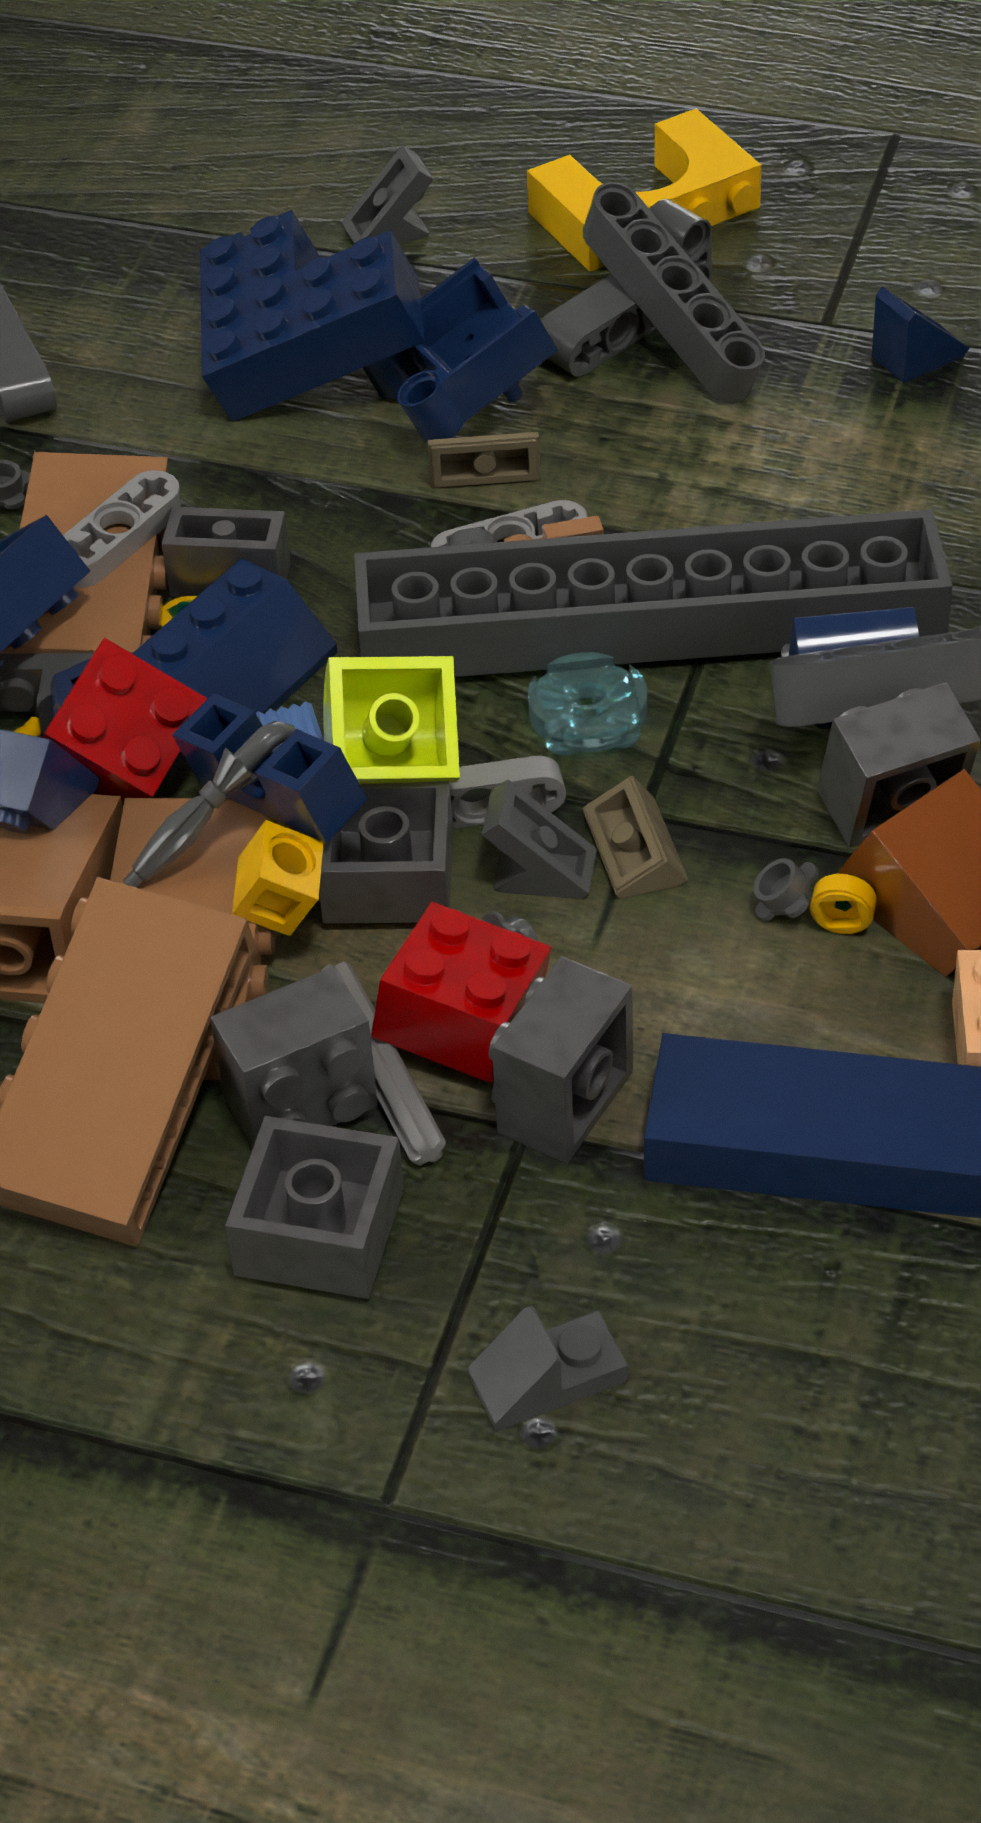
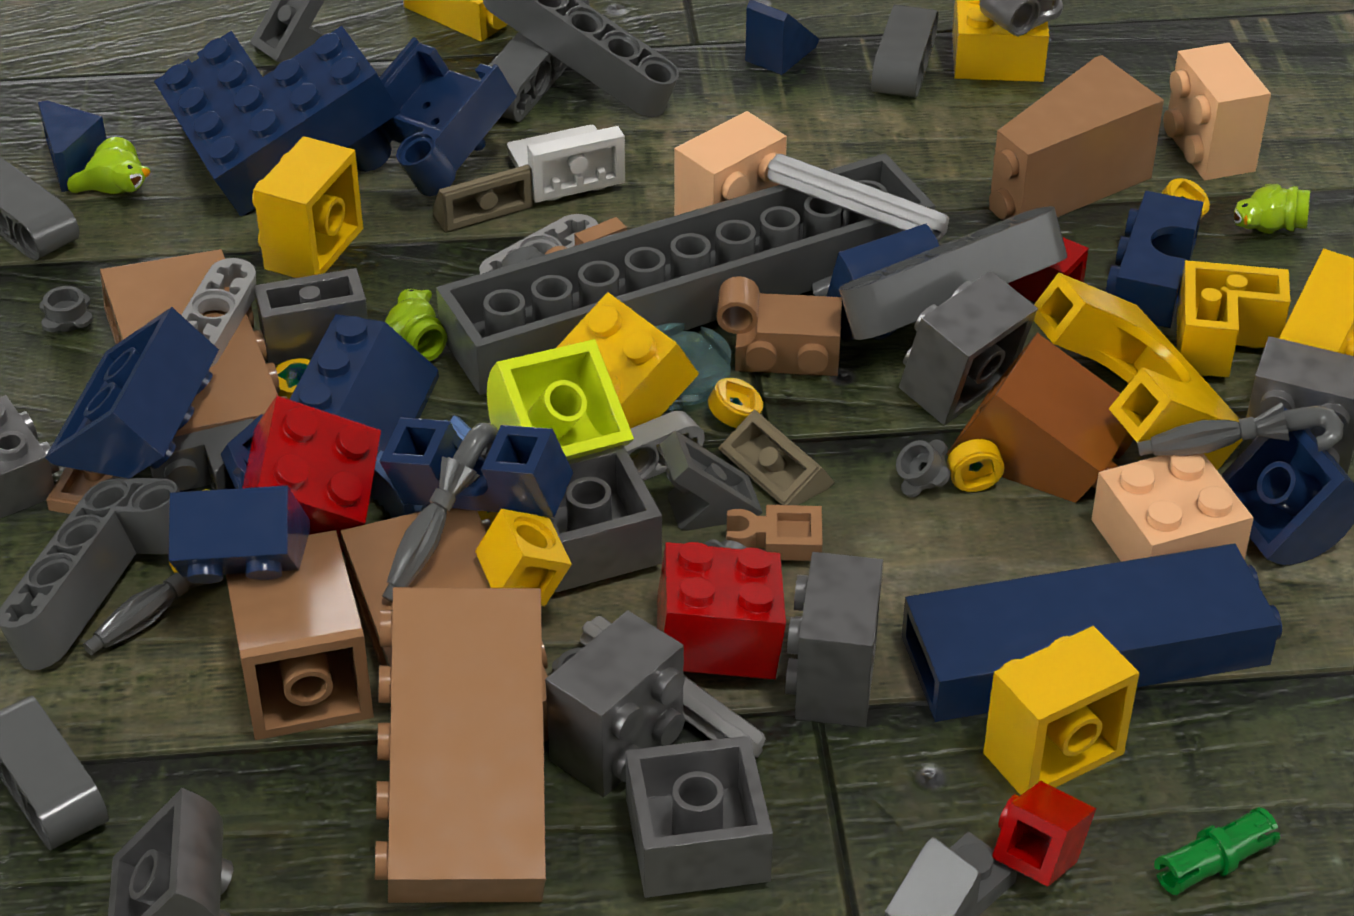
camera: 25 degrees left, 5 degrees down
(96, 302) = (70, 137): none -> dark blue slope
(122, 339) = (111, 169): none -> lime animal
(282, 431) = (308, 208): none -> yellow brick
(331, 589) = (417, 323): none -> lime animal
(510, 691) = (640, 359): none -> yellow brick
(591, 926) = (785, 529): none -> medium nougat plate
(595, 437) = (571, 160): none -> white bracket
(621, 756) = (733, 401): none -> yellow tile
(667, 1337) = (1042, 832): none -> red brick
(710, 690) = (780, 330): none -> medium nougat hinge
(747, 480) = (725, 162): none -> light nougat brick
(754, 1211) = (1060, 711): none -> yellow brick
(859, 1417) = (1217, 850): none -> green pin
(861, 556) = (855, 196): none -> light grey axle

